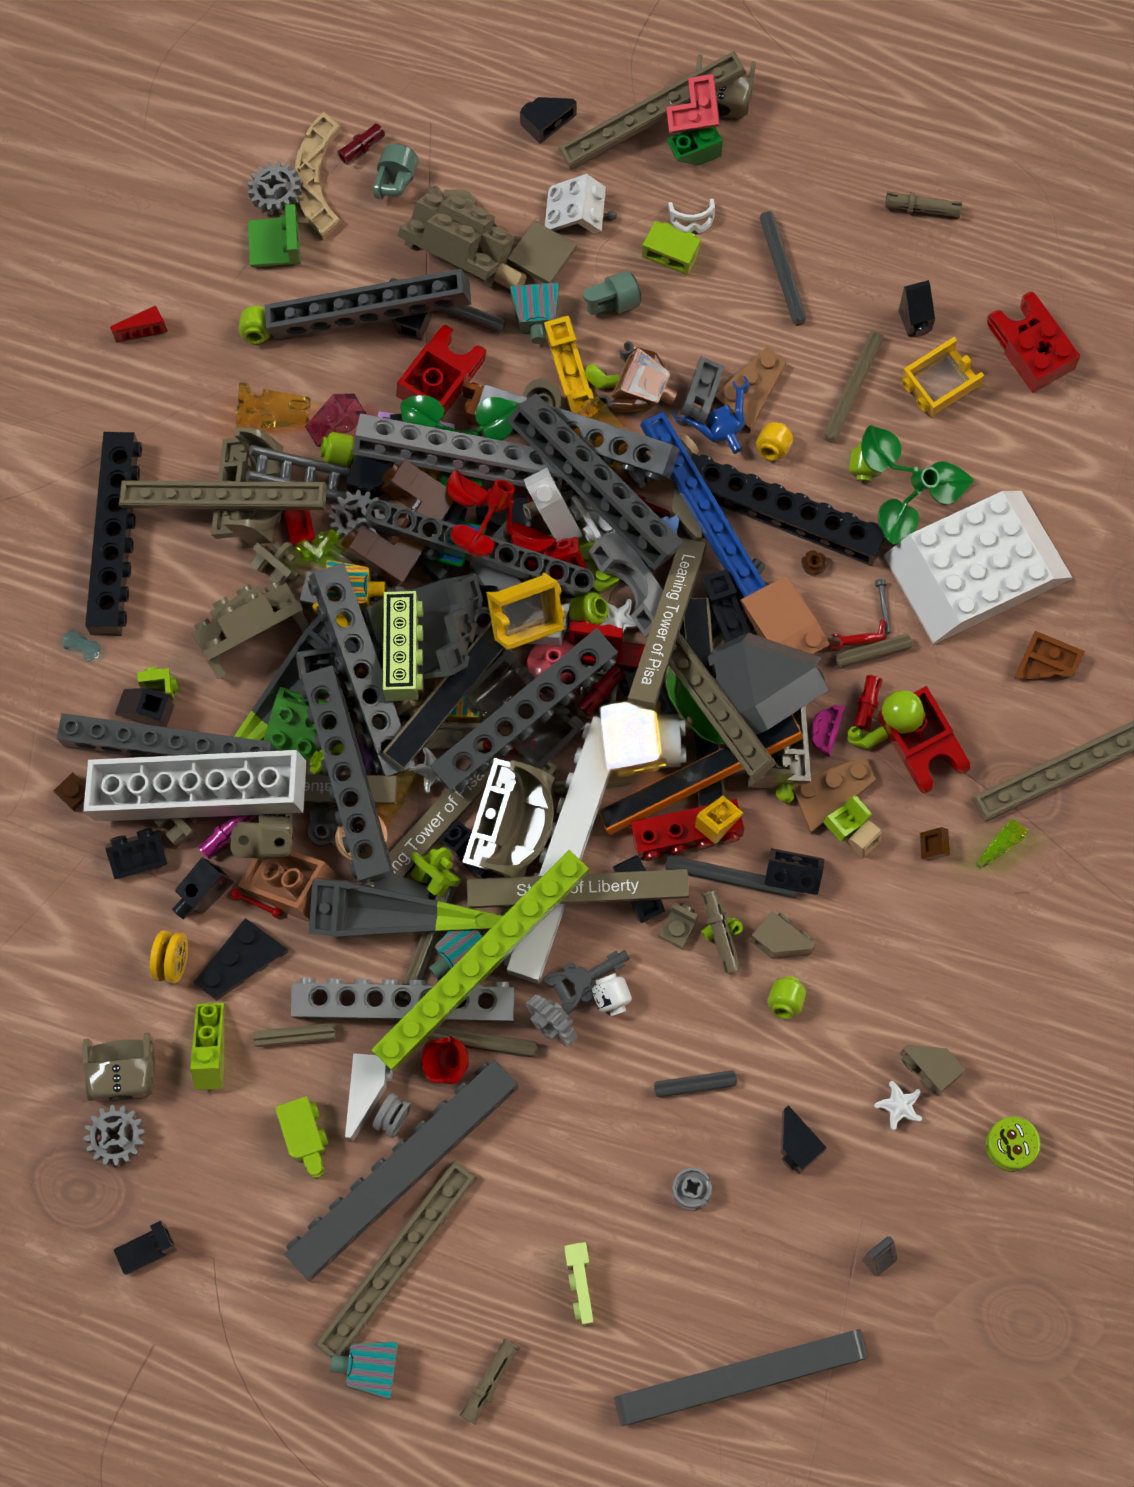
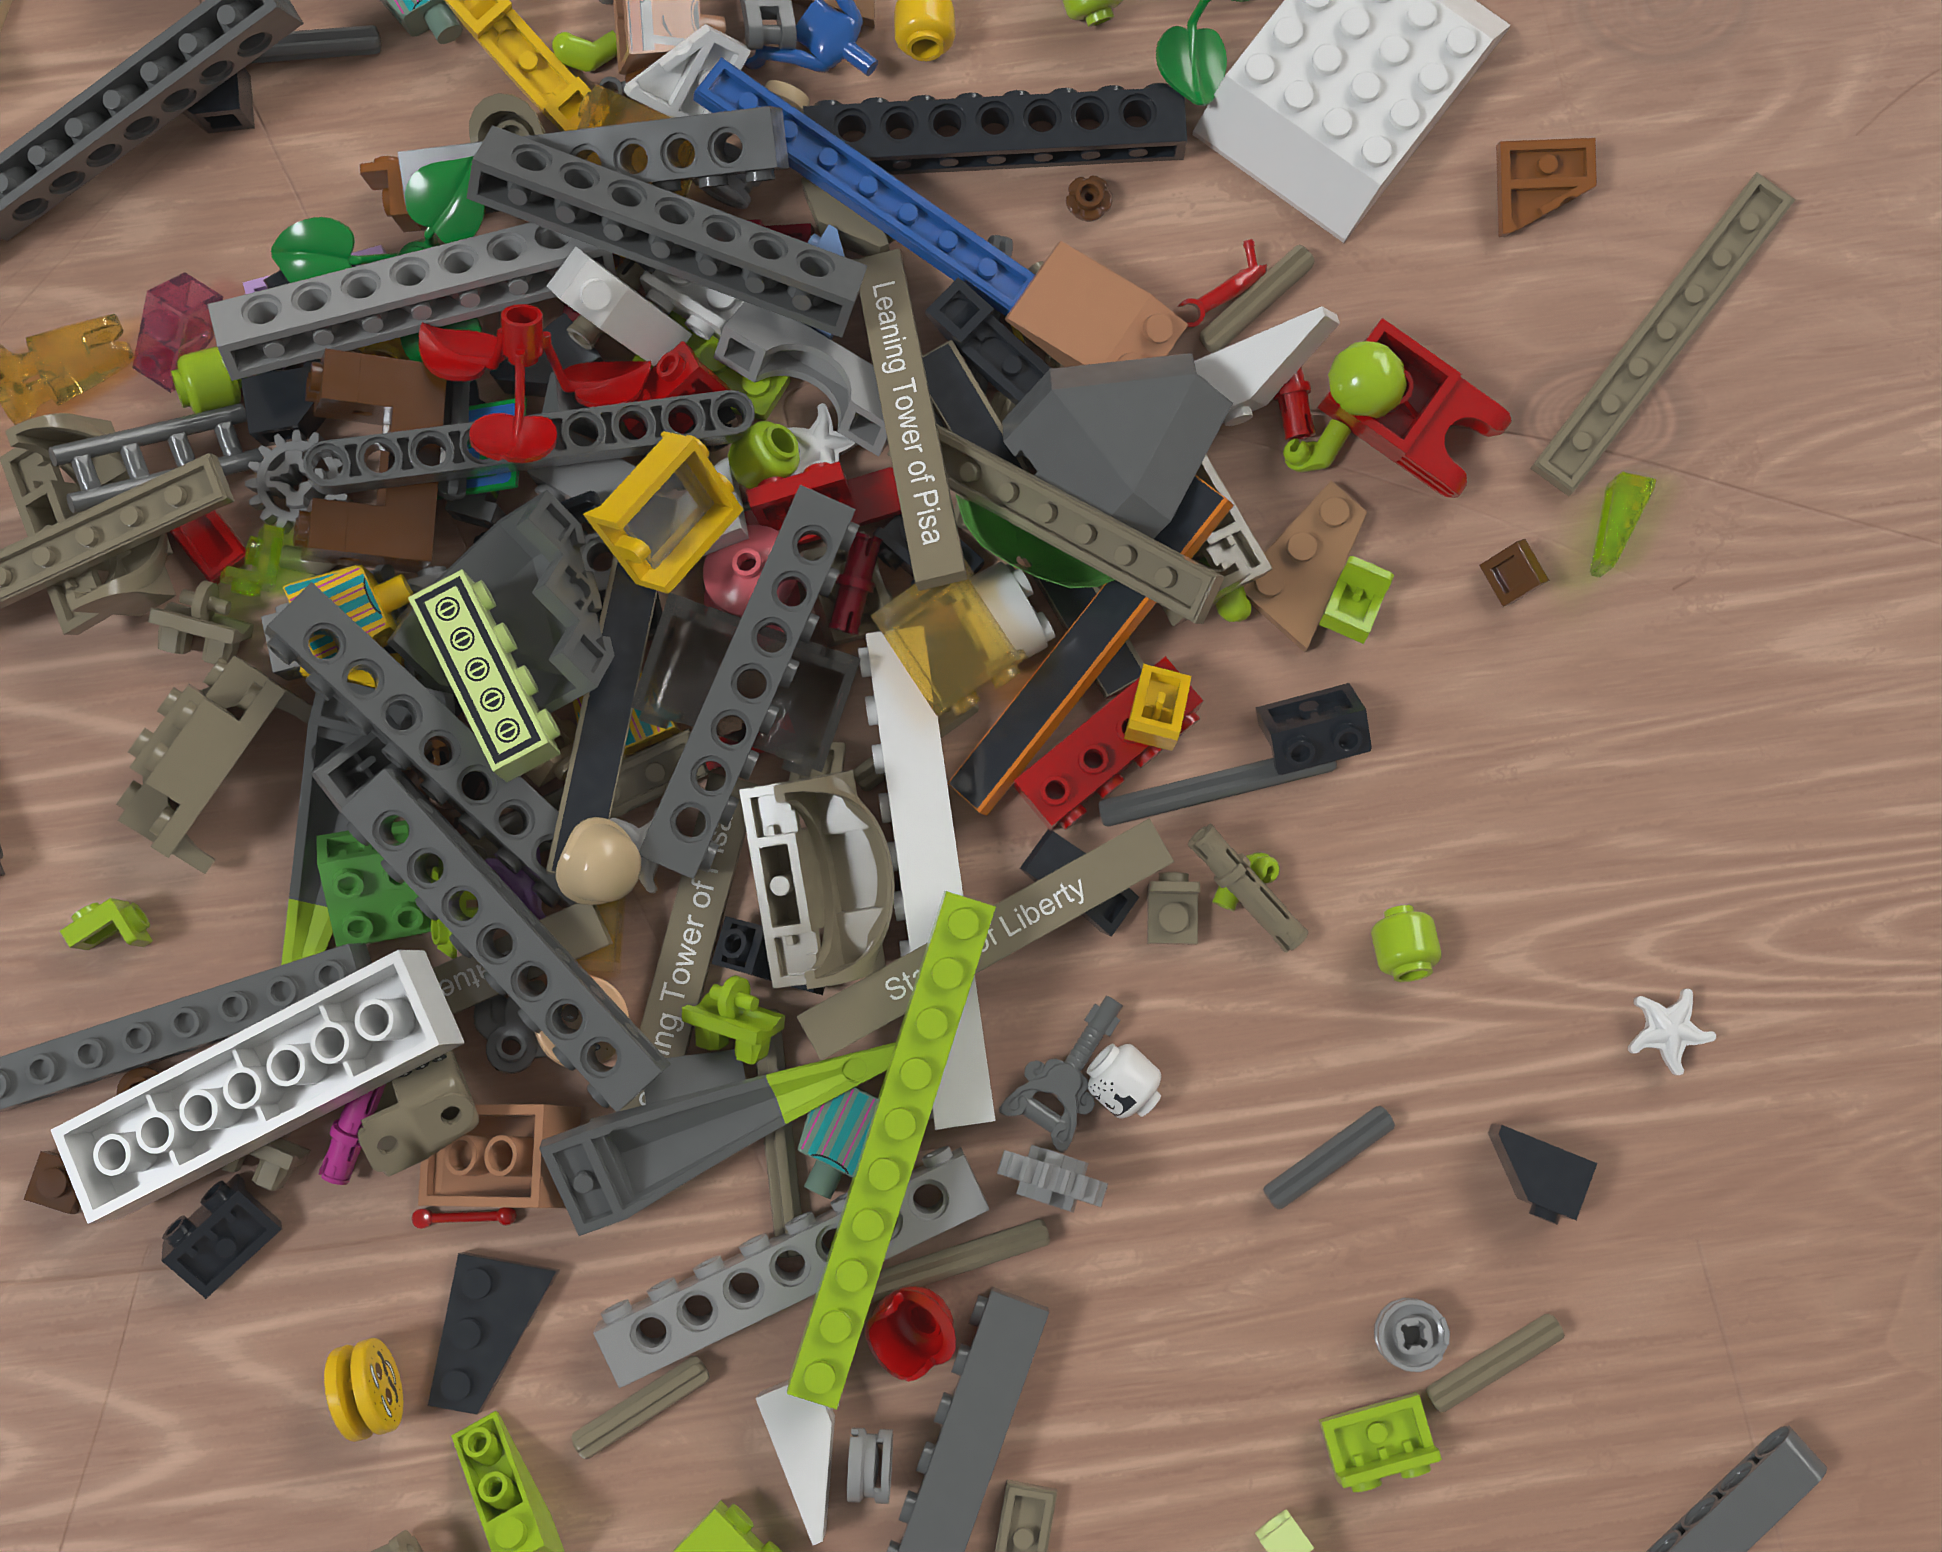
camera: 25 degrees left, 10 degrees up
(145, 706) = (107, 980): black slope -> none
(206, 880) = (359, 1243): black torso -> none
(409, 760) = (598, 863): none -> tan helmet
(439, 371) = (309, 165): red brick -> none
(636, 410) = (674, 77): none -> white wing
(648, 1231) = (1379, 1442): none -> lime bracket
(727, 1225) = (1495, 1362): none -> dark tan axle
(780, 939) = (1344, 851): dark tan slope -> none
(825, 728) = (1246, 467): dark pink plate -> none
(854, 681) = (1260, 365): none -> white slope
(865, 839) = (1398, 618): tan brick -> none
(881, 583) = (1212, 182): dark grey piece -> none
(881, 1256) = (1761, 1291): dark grey slope -> none
(934, 1065) = (1697, 939): dark tan slope -> none
(1012, 1144) = (1876, 1002): lime head -> none

